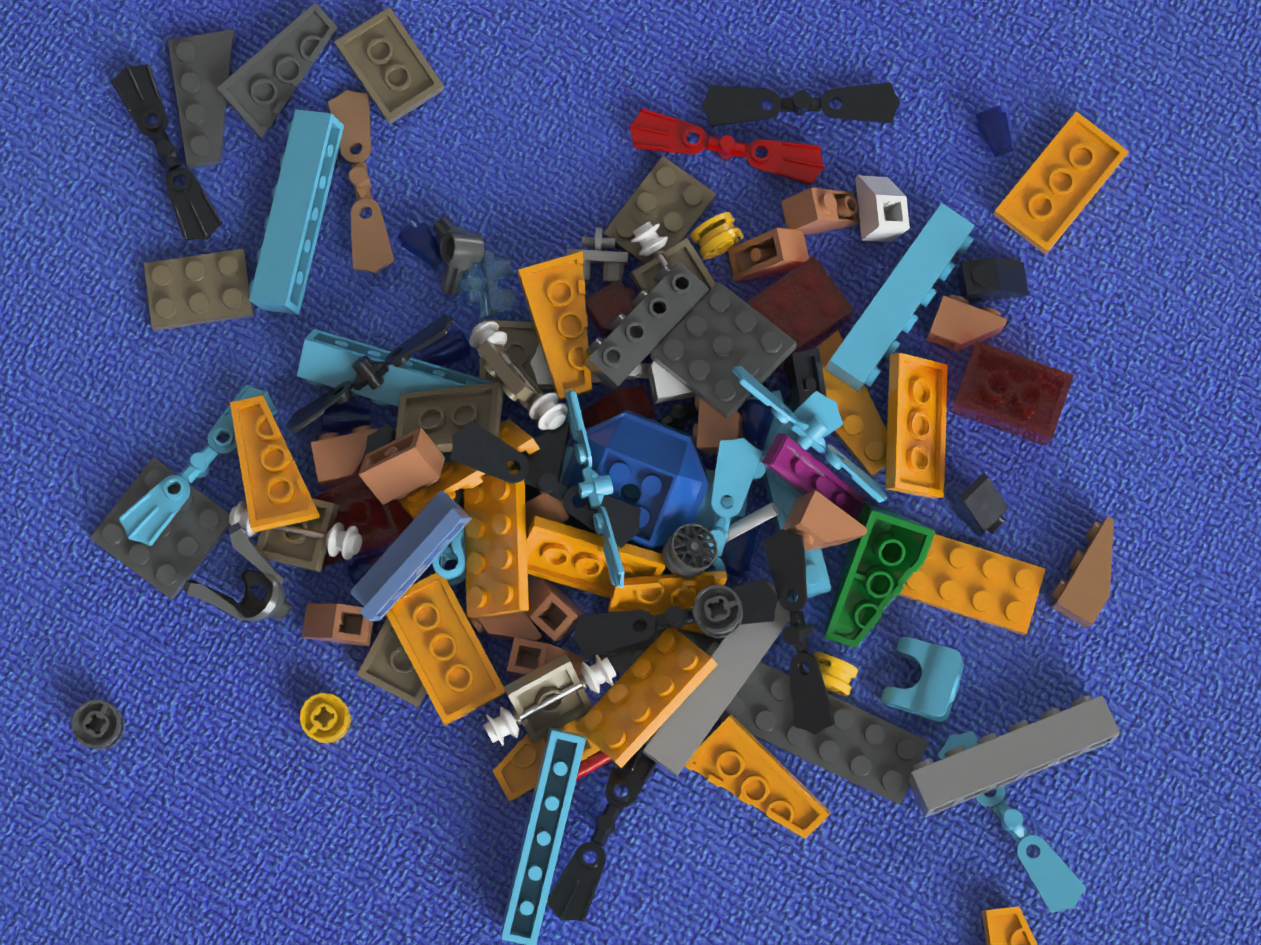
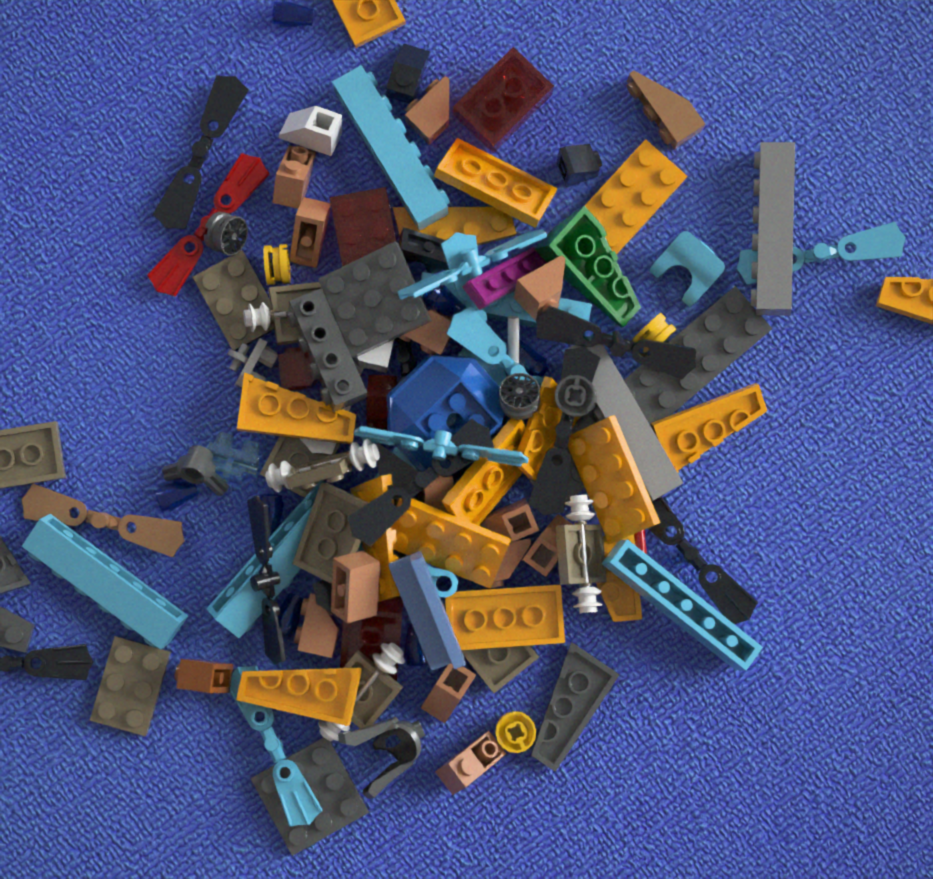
camera: 70 degrees left, 5 degrees up
(240, 357) = (204, 675): none -> dark orange brick
(270, 683) = (470, 763): none -> nougat slope
(391, 768) = (575, 699): none -> dark grey wing
(724, 166) = (224, 233): none -> dark grey wheel

